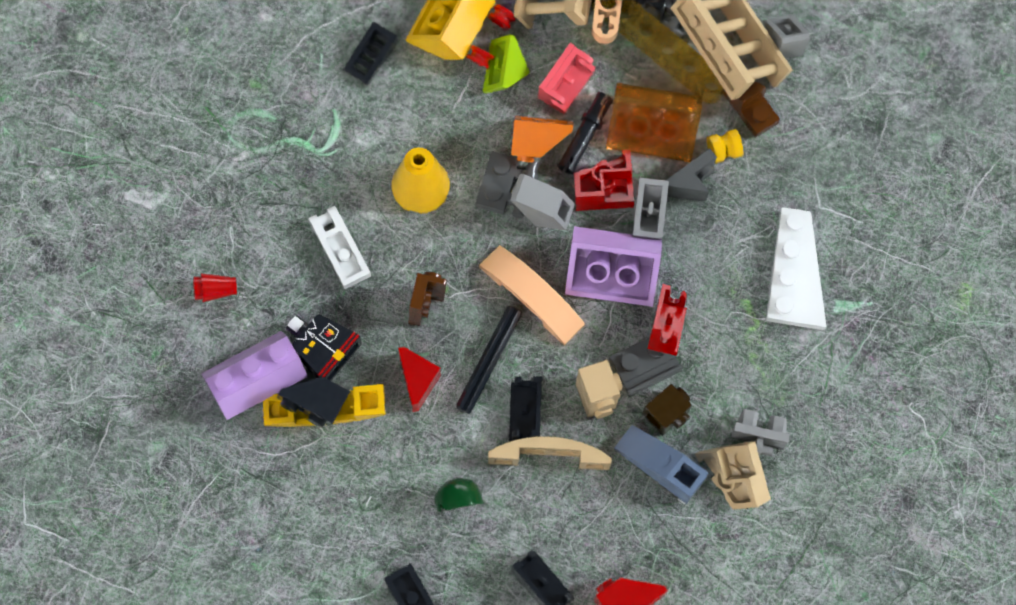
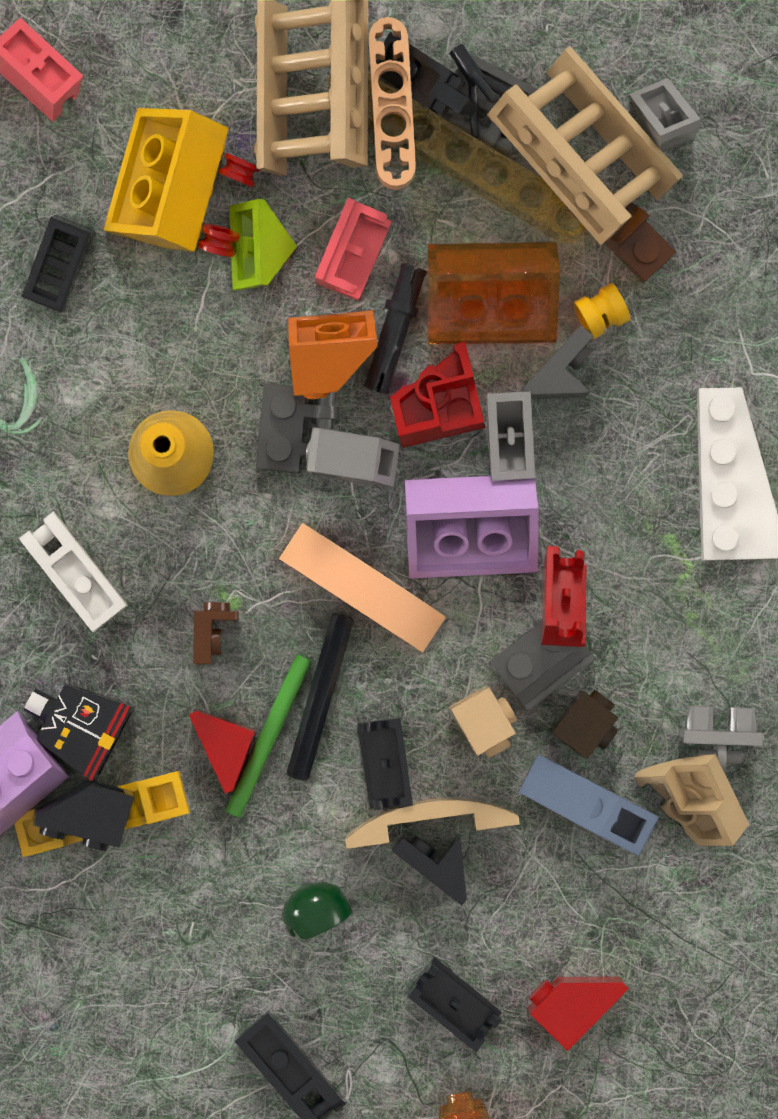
camera: 15 degrees left, 15 degrees up
(448, 379) = (268, 736): none -> bright green bar
(552, 490) = (445, 873): none -> black slope

